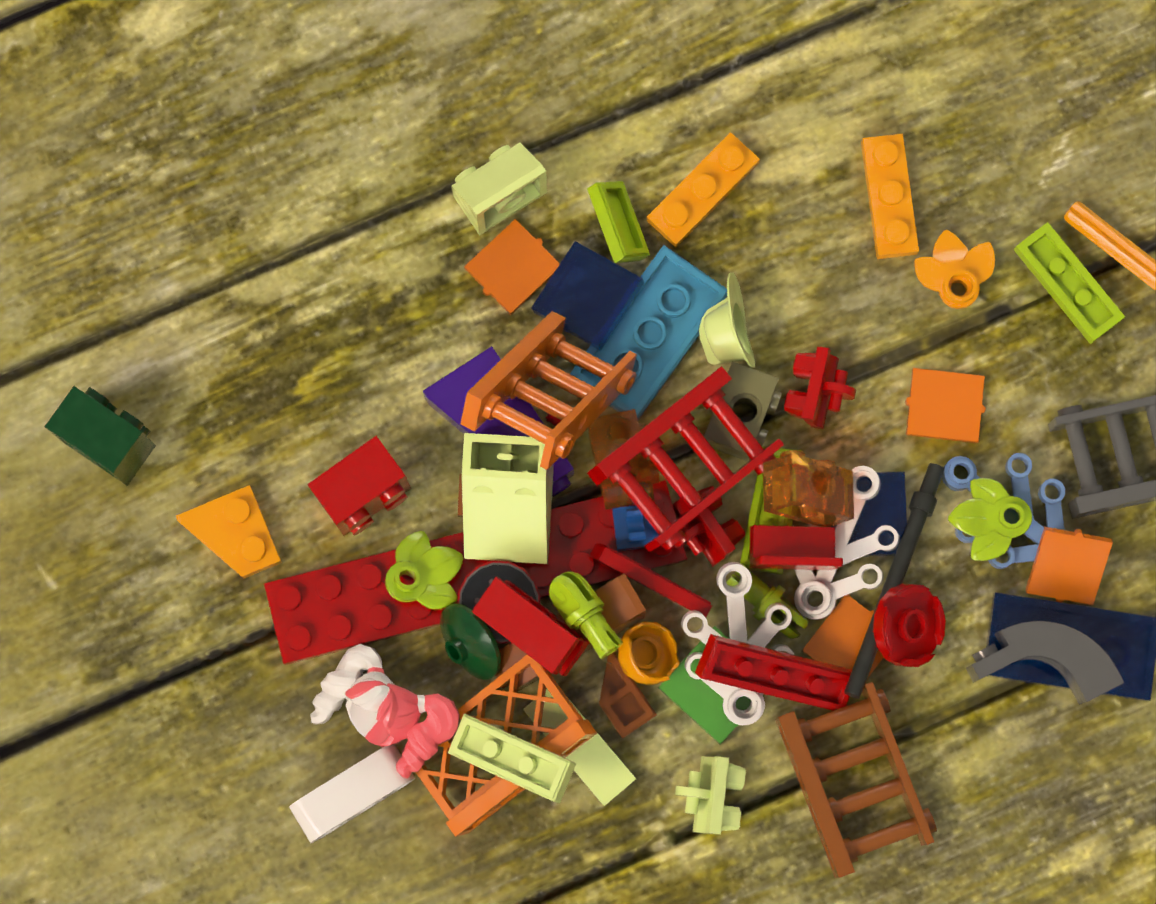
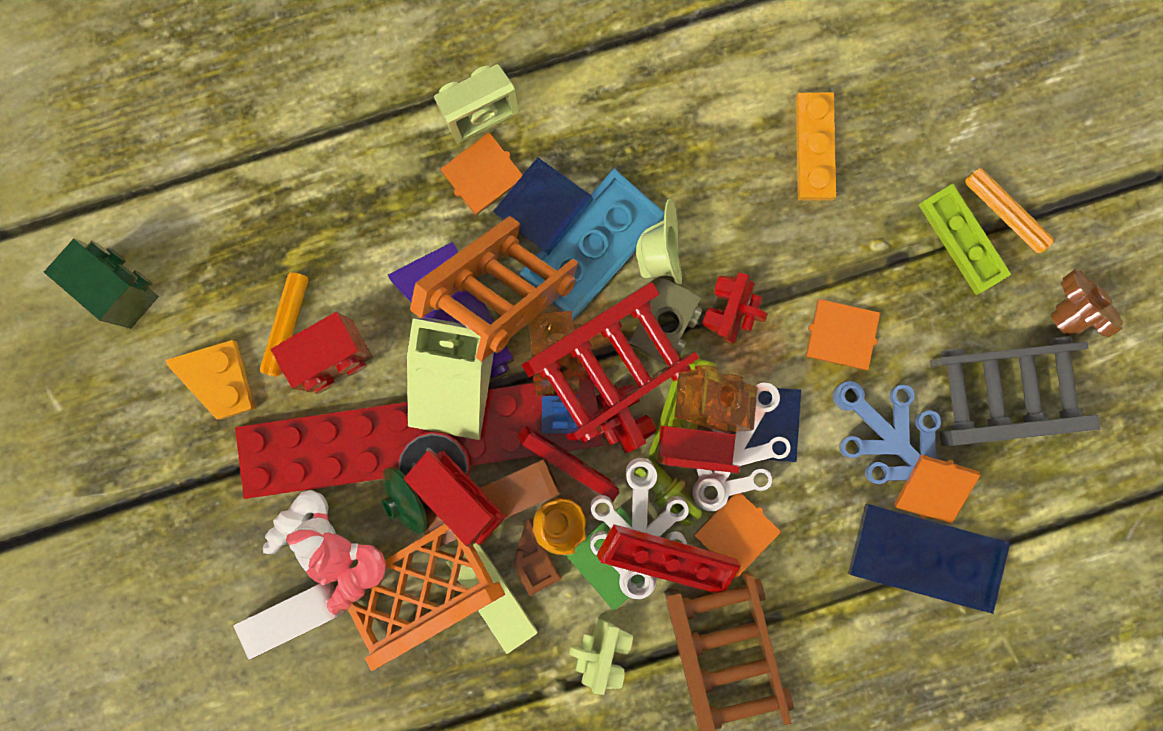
camera: 10 degrees right, 5 degrees up
(306, 461) = (284, 320): none -> light orange axle
(429, 569) = (376, 432): lime plate -> none
(512, 758) = (426, 613): yellowish green tile -> none
(582, 611) = (502, 490): lime arm -> none
(618, 221) = (577, 143): lime tile -> none
(703, 189) = (654, 123): light orange plate -> none
(909, 625) = (790, 526): red tile -> none
(921, 507) = (813, 421): pearl dark grey bar -> none
(955, 264) = (866, 212): light orange plate -> none
(985, 518) = (868, 440): lime plate -> none
(1069, 651) = (938, 576): dark grey arch -> none

